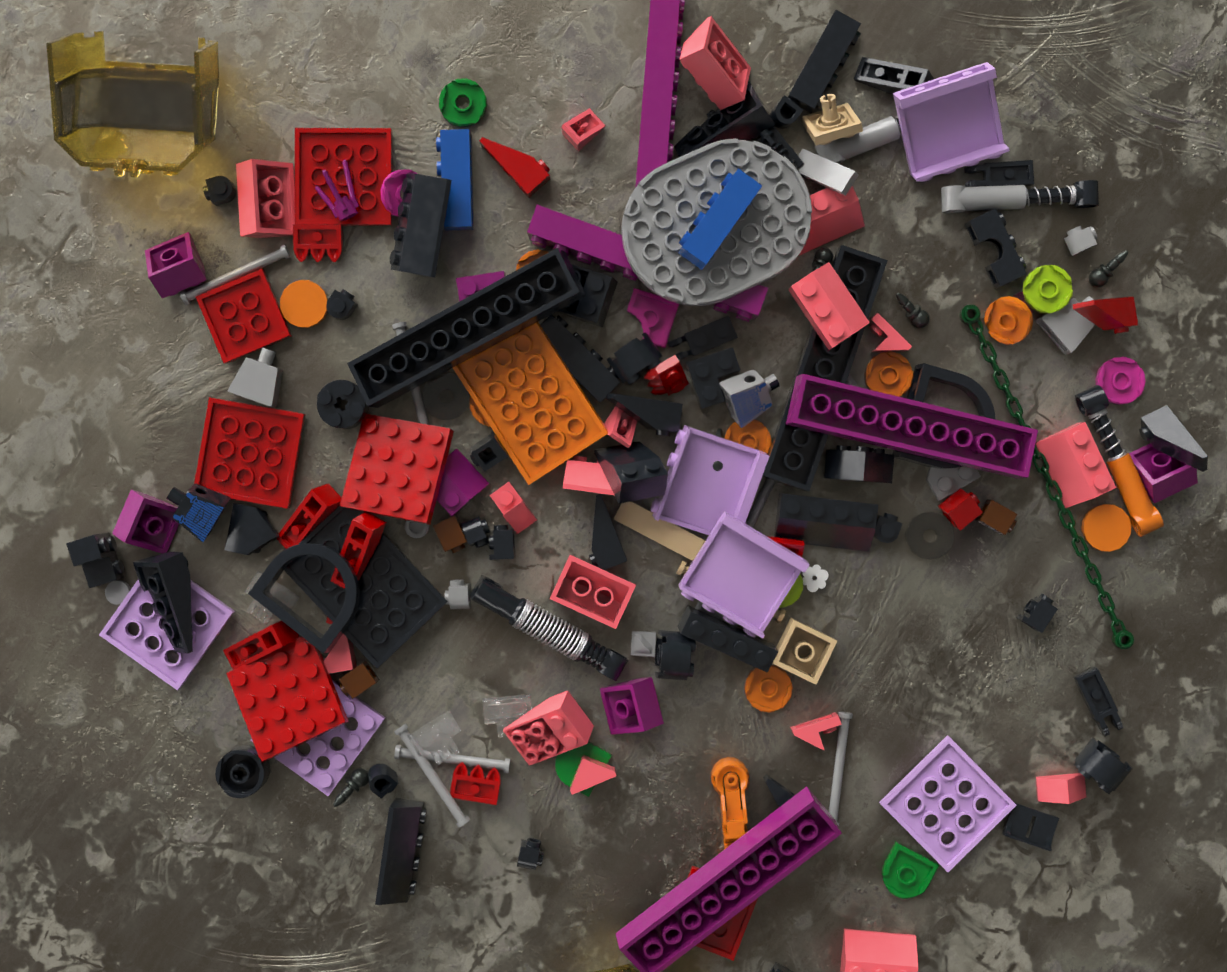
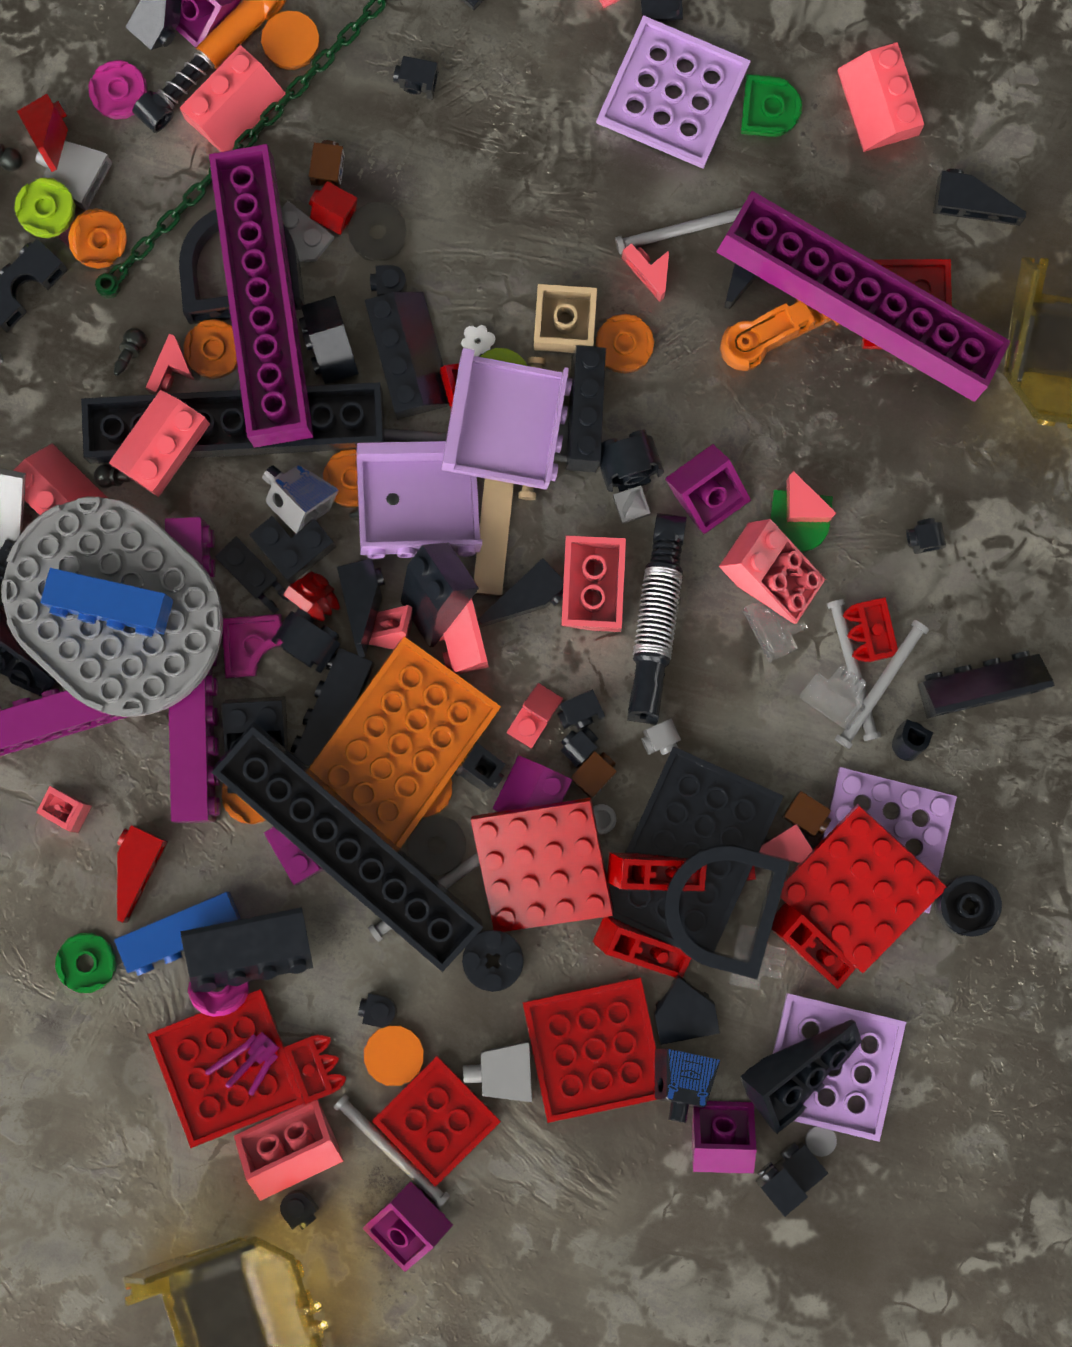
camera: 110 degrees left, 5 degrees down
(358, 779) = (922, 769): pearl dark grey bar -> none

